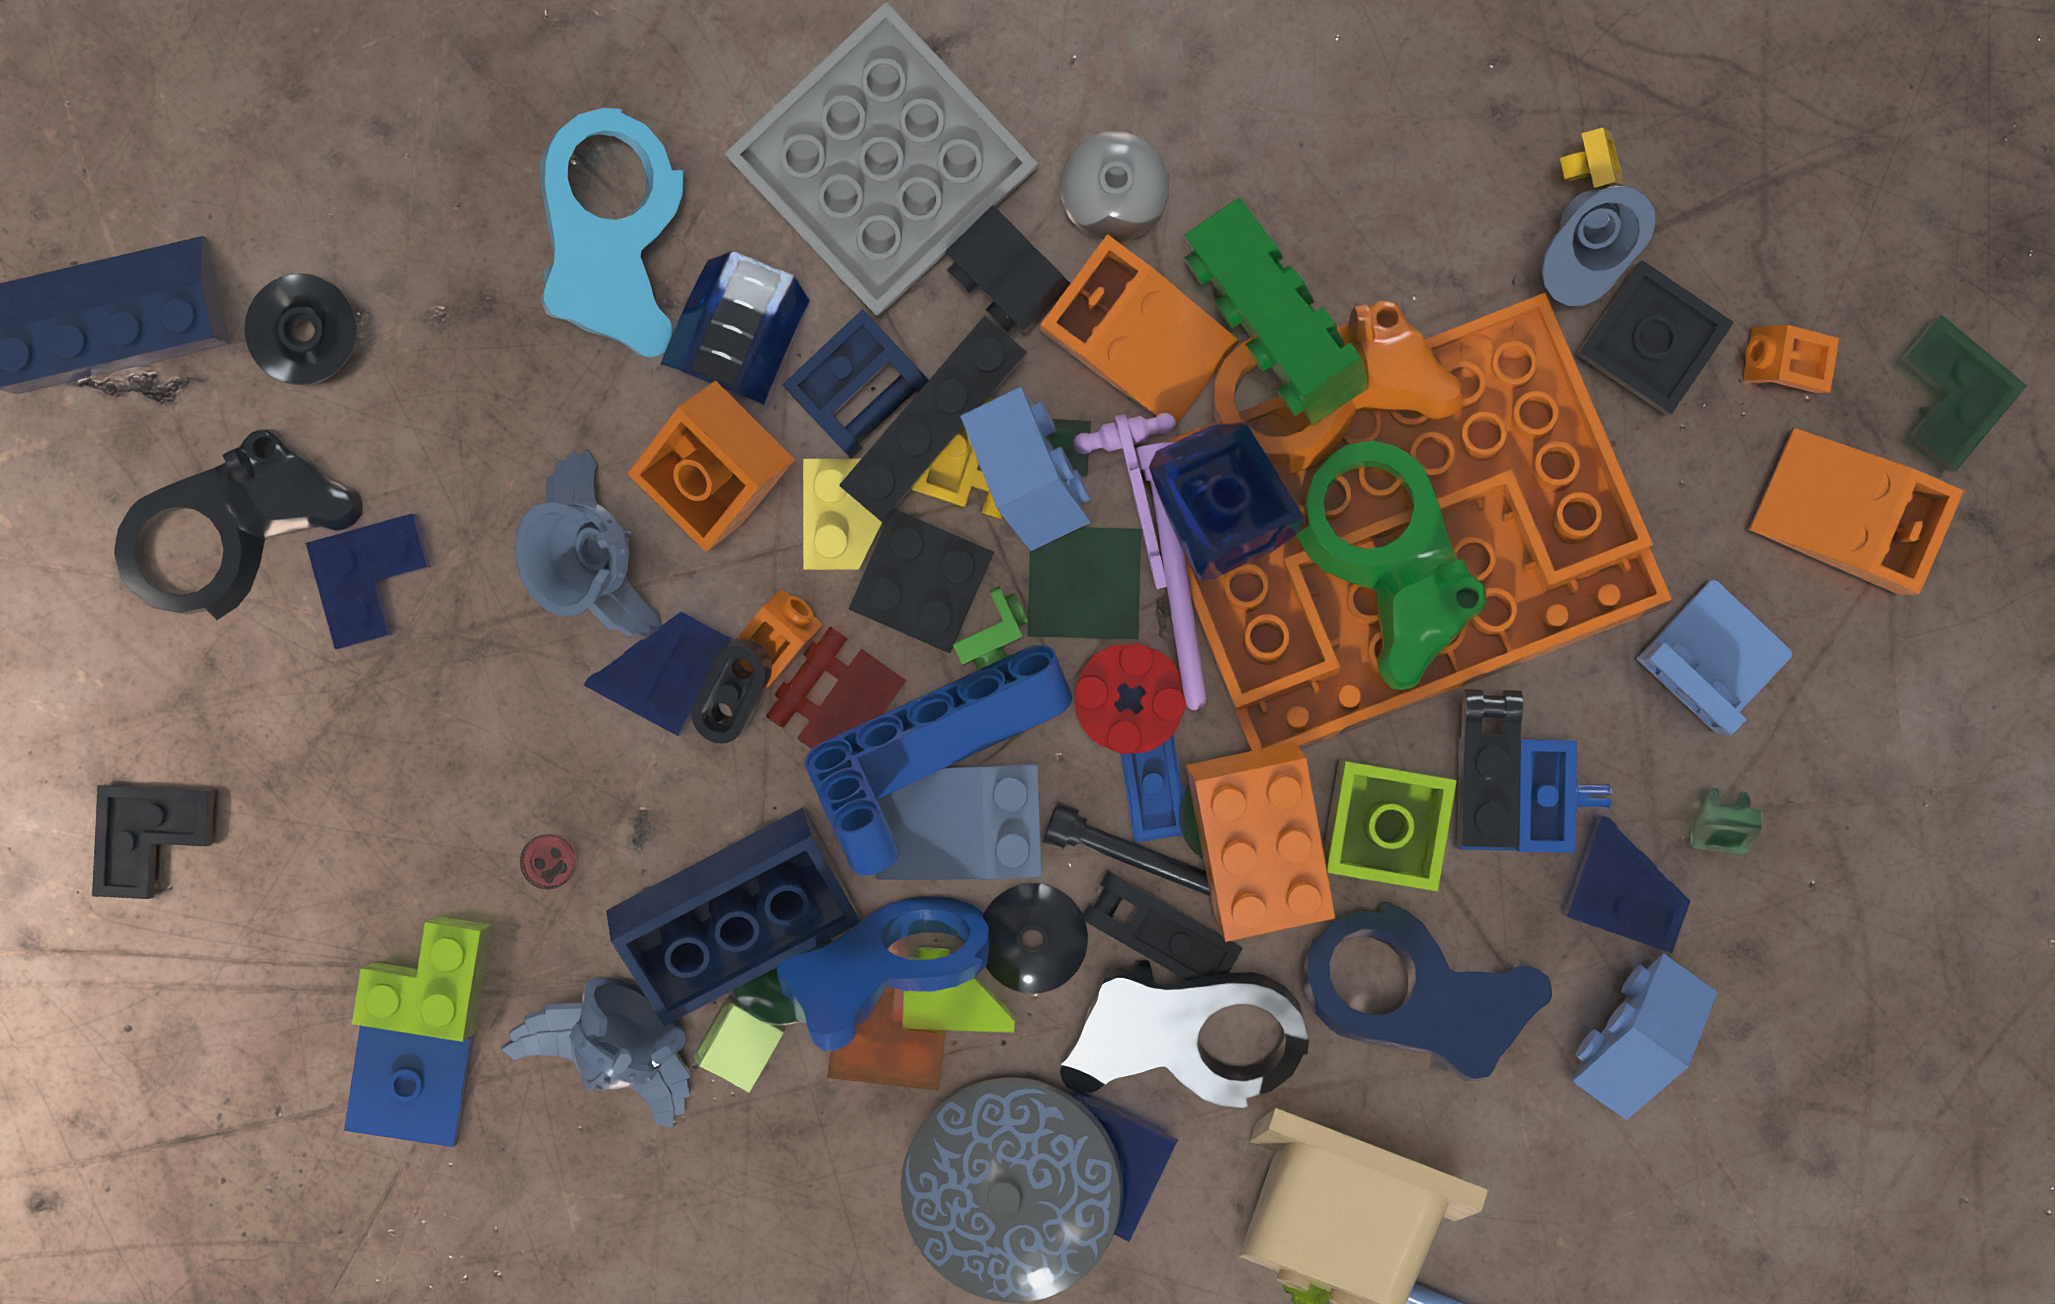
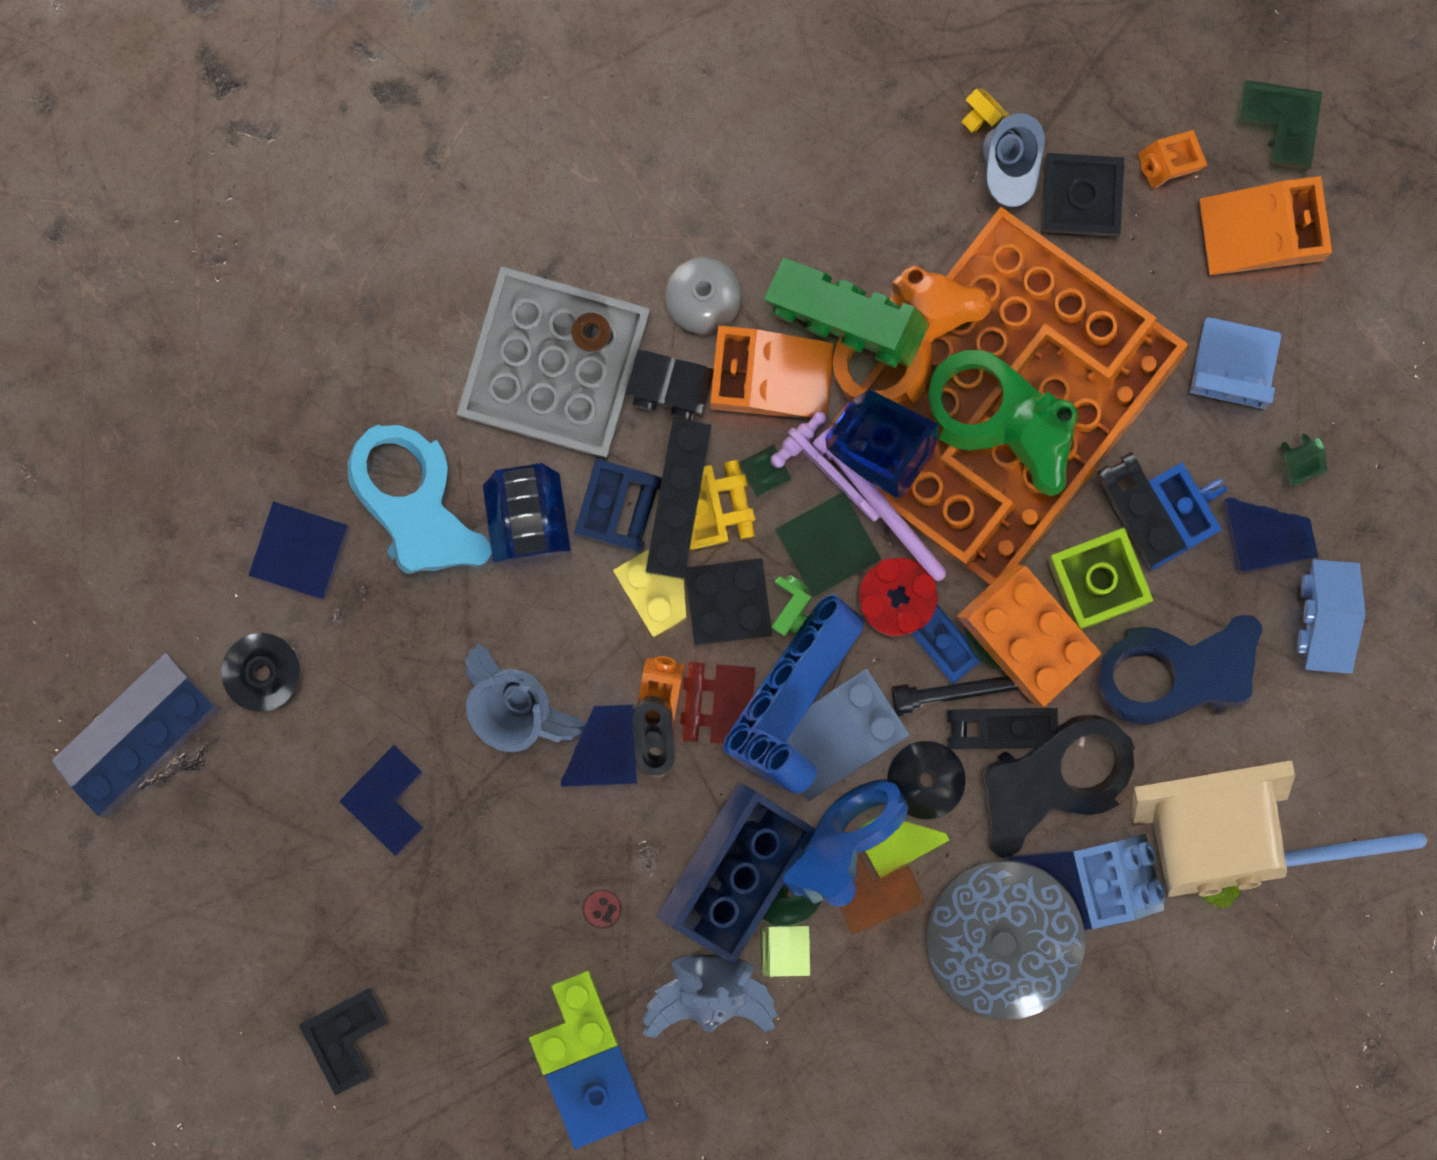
camera: 30 degrees left, 5 degrees down
(254, 495) = (289, 792): black animal -> none
(435, 207) = (298, 550): none -> clear blue tile
(710, 465) = (561, 605): orange brick -> none
(951, 166) = (591, 344): none -> reddish brown plate
(1023, 471) = (756, 497): medium blue brick -> none
(1190, 1205) = (1120, 881): none -> medium blue bracket

